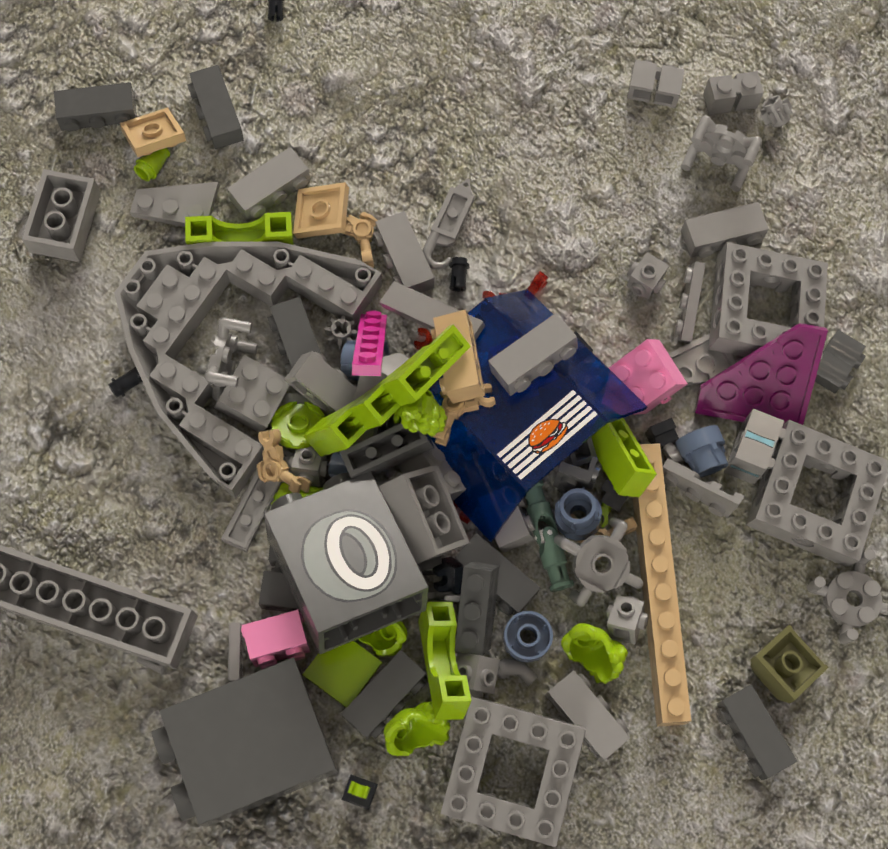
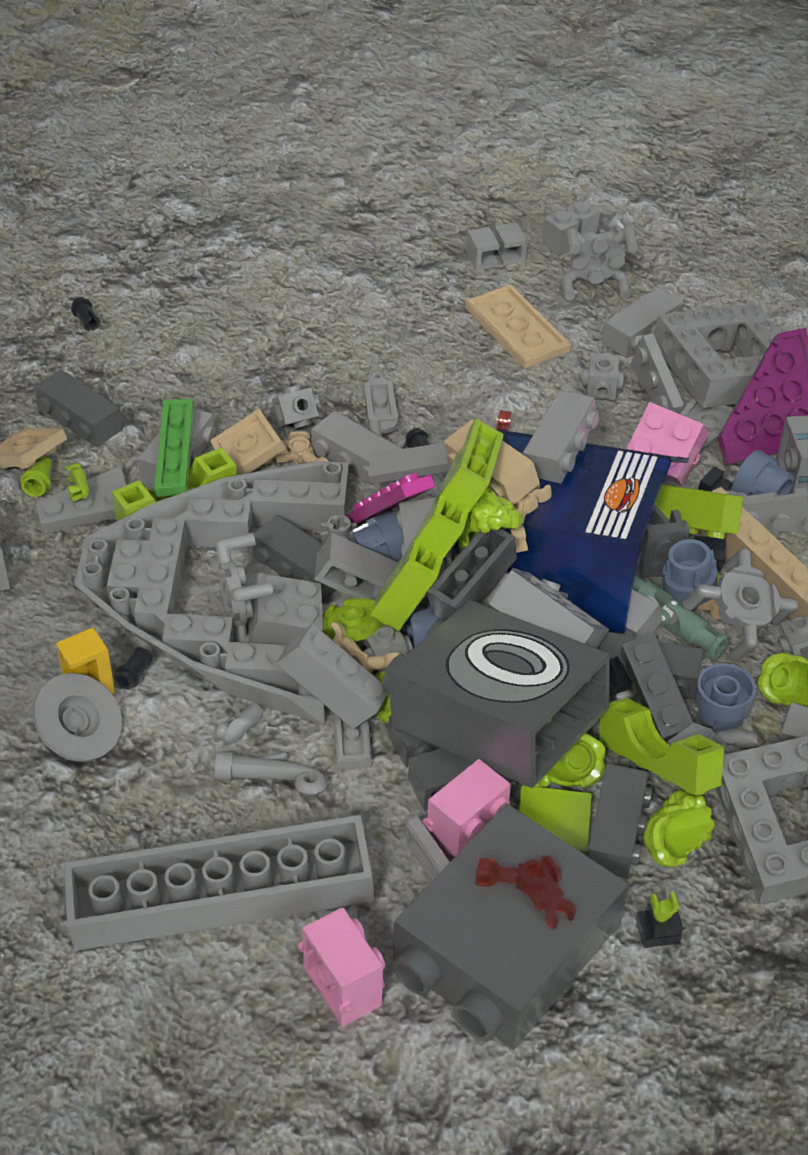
camera: 25 degrees left, 25 degrees down
(60, 411) = (77, 717): none -> light grey hat
(86, 370) = (87, 656): none -> yellow panel
(120, 715) = (343, 965): none -> bright pink brick
(169, 199) = (79, 478): none -> lime arm
(172, 516) = (269, 767): none -> light grey plant
(175, 471) = (240, 725): none -> light grey arm
(240, 479) = (332, 676): none -> light grey brick
(256, 193) = (174, 447): none -> bright green plate
(268, 735) = (534, 879): none -> clear red piece
(380, 189) = (287, 410): none -> light grey brick
(619, 180) = (517, 326): none -> tan tile

